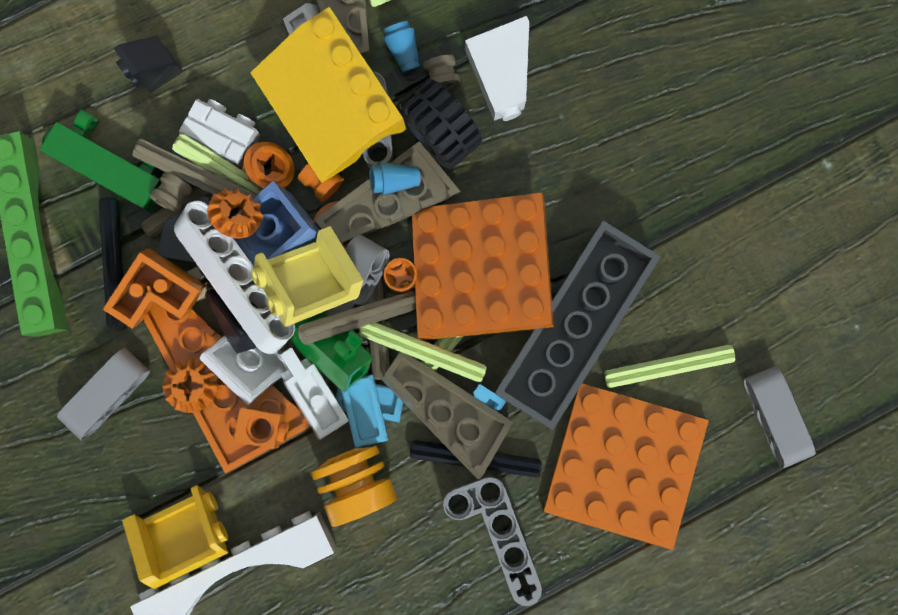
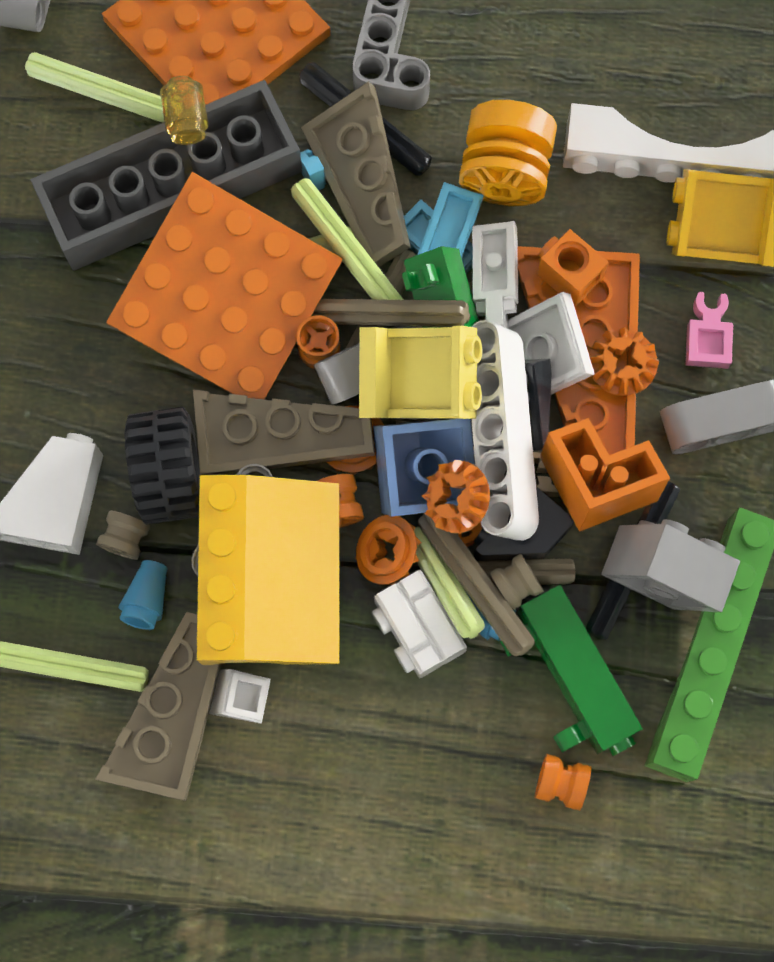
camera: 150 degrees left, 10 degrees down
(74, 93) = (566, 783): none -> orange wheel
(75, 259) = (671, 566): none -> light grey brick
(145, 443) = (709, 339): none -> bright pink plate
(147, 63) = (452, 755): black slope -> none
(390, 177) = (257, 440): dark azure cone -> none
(588, 366) = (184, 110): none -> clear yellow brick

